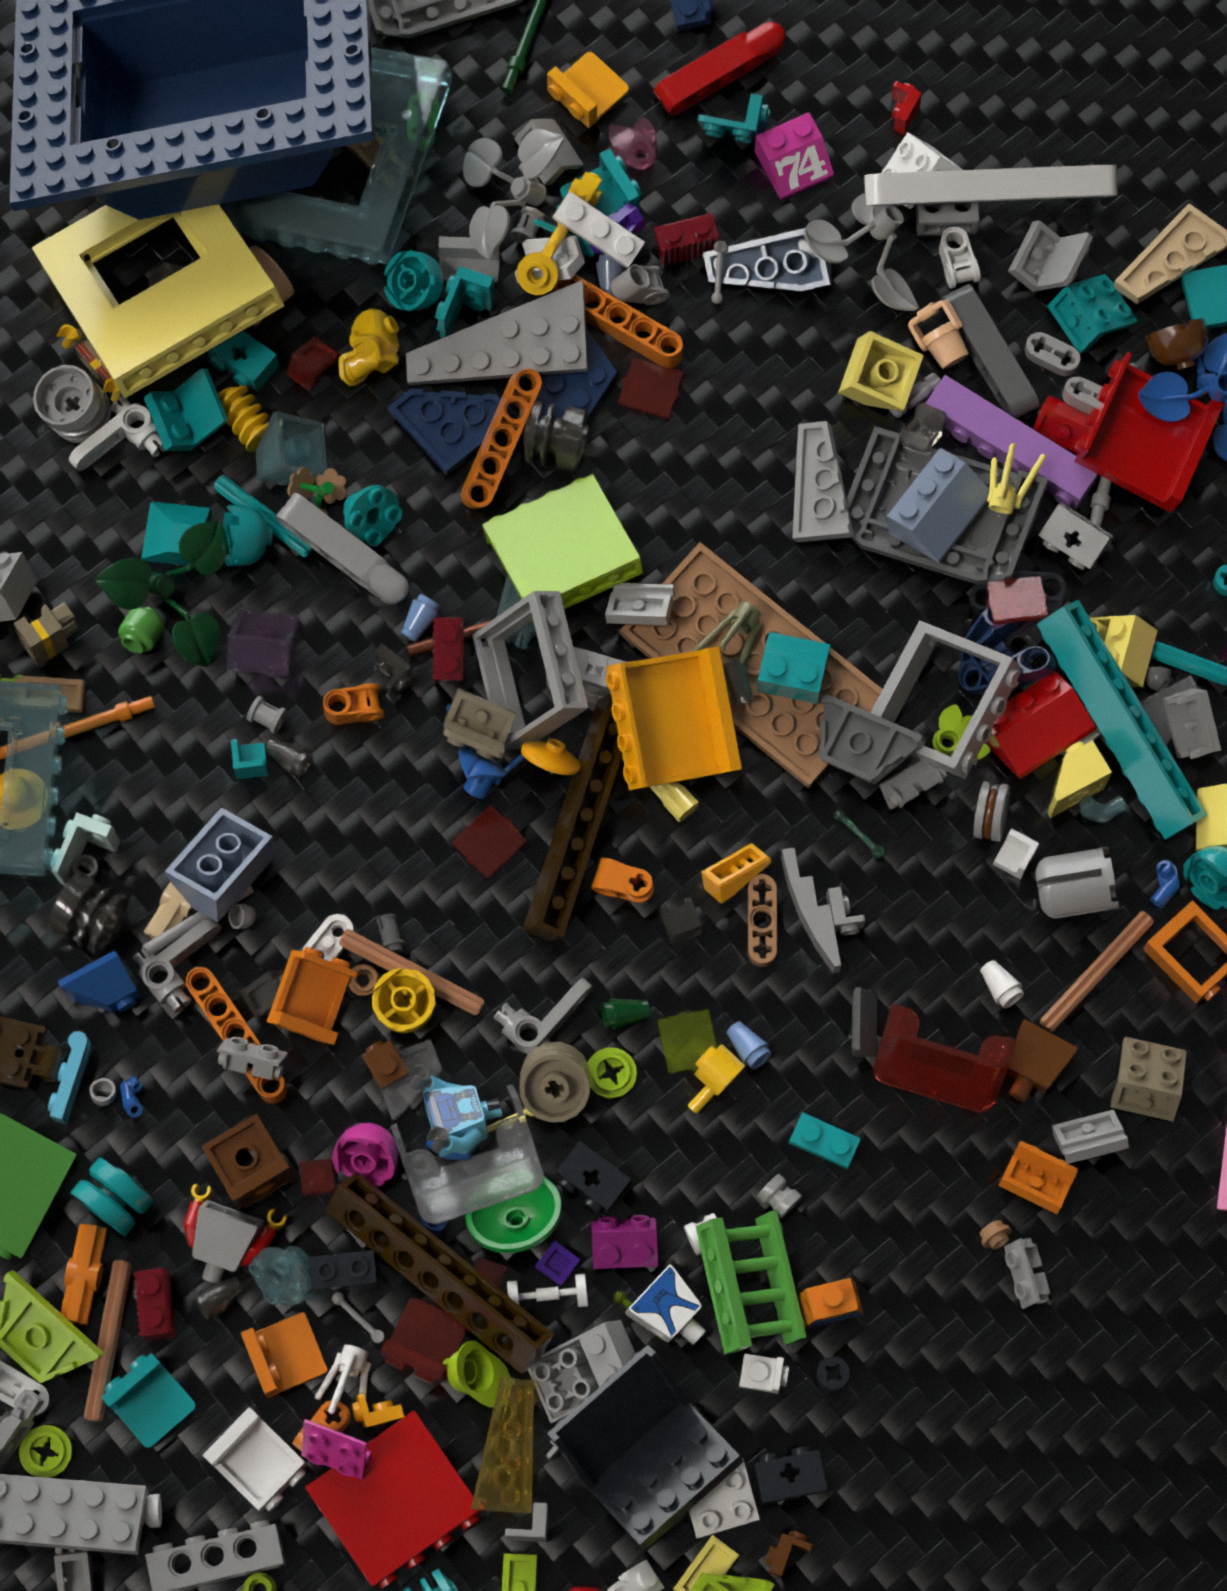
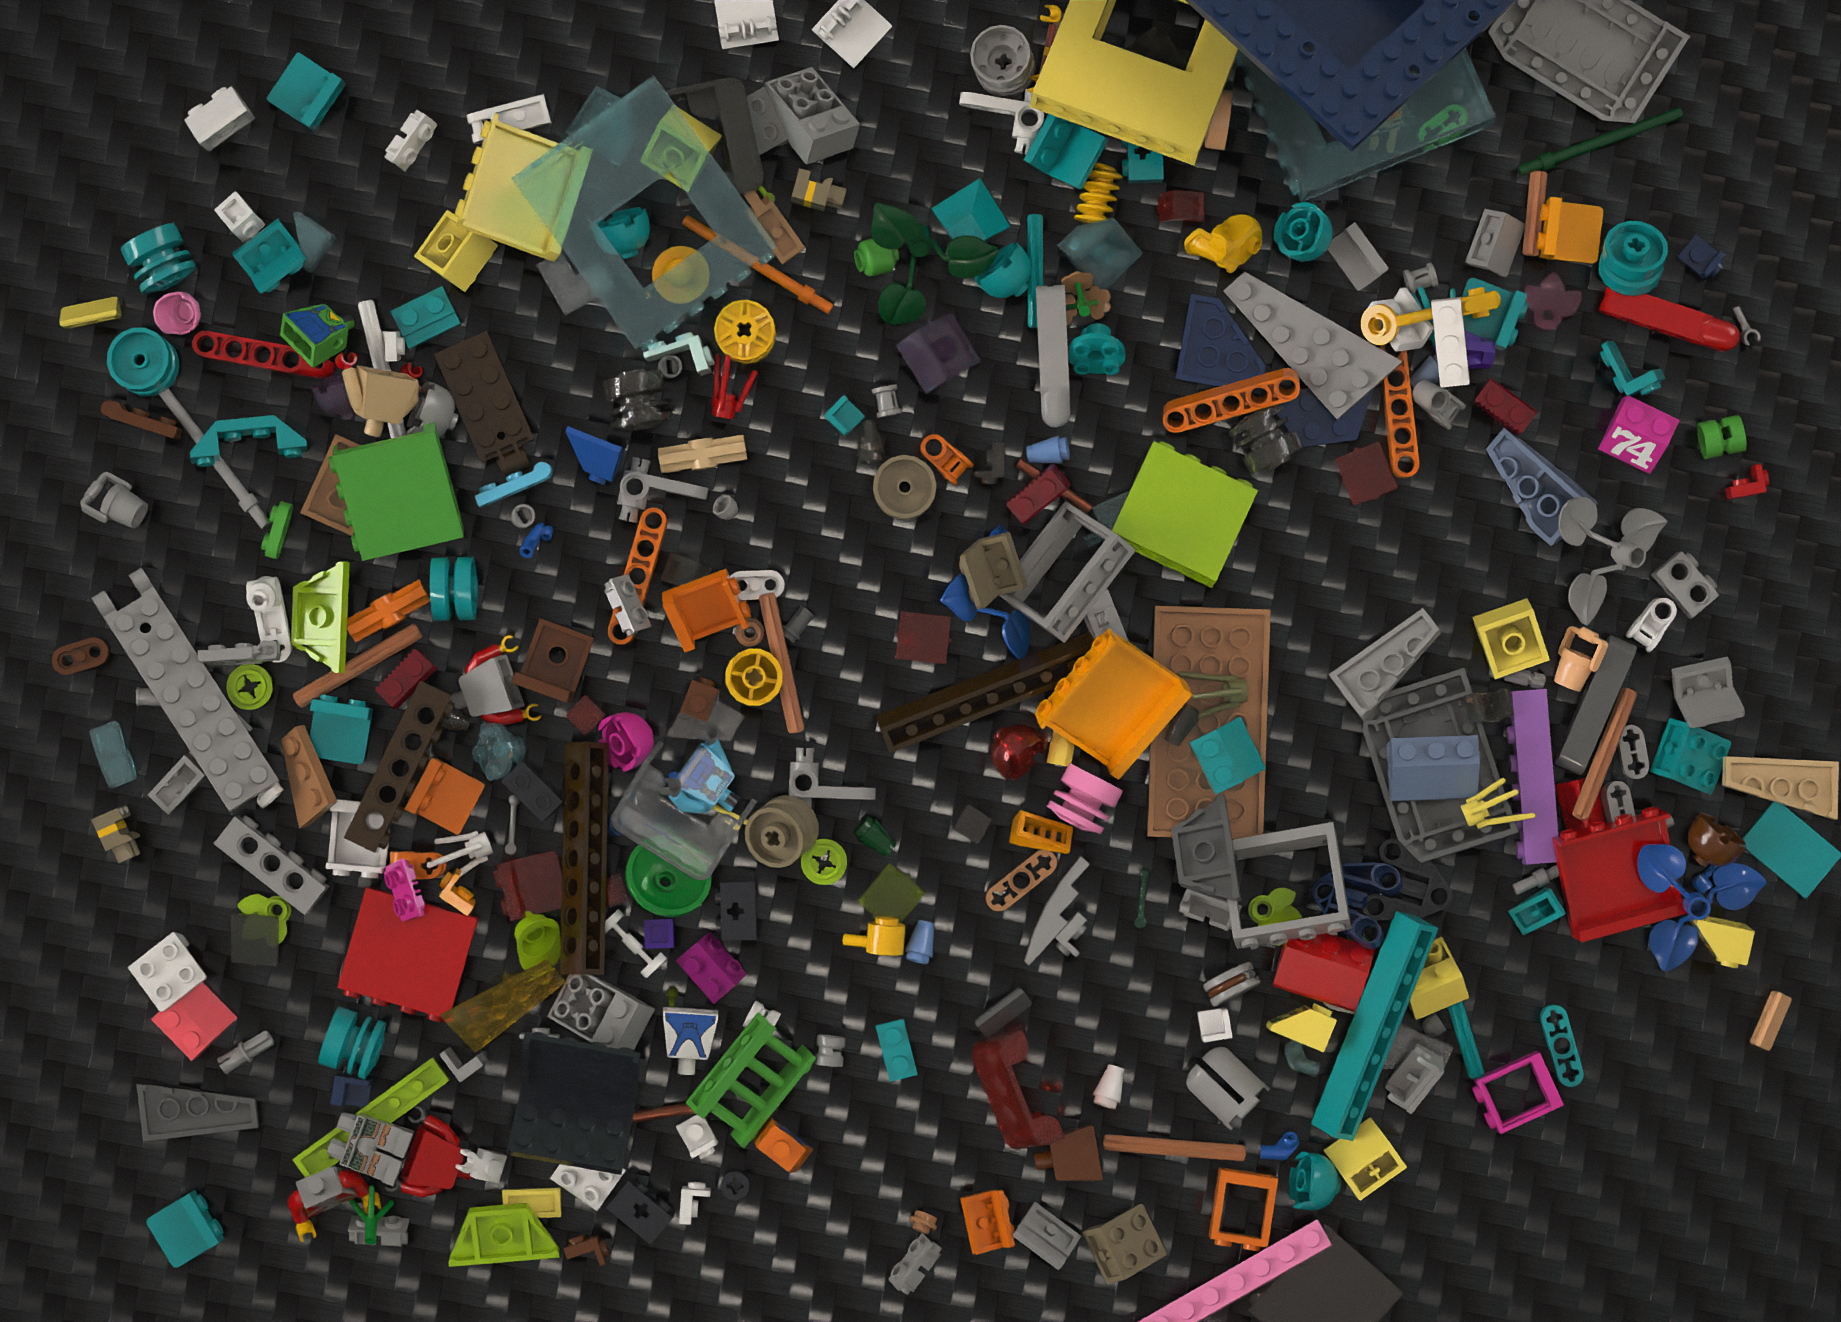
camera: 50 degrees right, 15 degrees up
(125, 786) = (744, 348): none -> yellow wheel
(154, 847) = (723, 402): none -> red plant
(168, 1463) = (307, 777): none -> medium nougat wing
(180, 929) = (697, 479): light grey piece -> none
(184, 1293) = (360, 830): none -> dark brown brick
(220, 864) = (747, 464): sand blue slope -> none
(350, 735) = (890, 477): none -> dark tan wheel
(465, 287) = (1332, 286): teal bracket -> none
(536, 154) = (1470, 252): light grey plant -> none
(551, 756) = (1015, 636): light orange dish -> none
(552, 107) = (1533, 225): none -> nougat axle
(616, 880) = (966, 753): orange piece -> none
(640, 604) = (1184, 606): light grey plate -> none
(646, 834) = (1015, 749): none -> clear red cylinder
(649, 52) = (1633, 258): none -> teal wheel
(719, 247) = (1516, 439): light grey hinge -> none
(720, 1383) = (661, 1112): none -> copper bar
(735, 808) = (1084, 799): none -> bright pink wheel
(785, 14) = (1745, 327): none -> light grey hand
(816, 1429) = (688, 1206): none -> white bracket
(850, 95) = (1711, 437): none -> bright green wheel
(918, 156) = (1698, 534): white bracket -> none
(990, 185) = (1726, 606): white beam -> none
(1016, 600) = (1405, 880): clear red piece -> none
(1037, 372) = (1604, 754): none -> nougat axle
(1068, 521) = (1497, 867): light grey brick -> none
(1127, 521) = (1536, 911): none -> teal slope

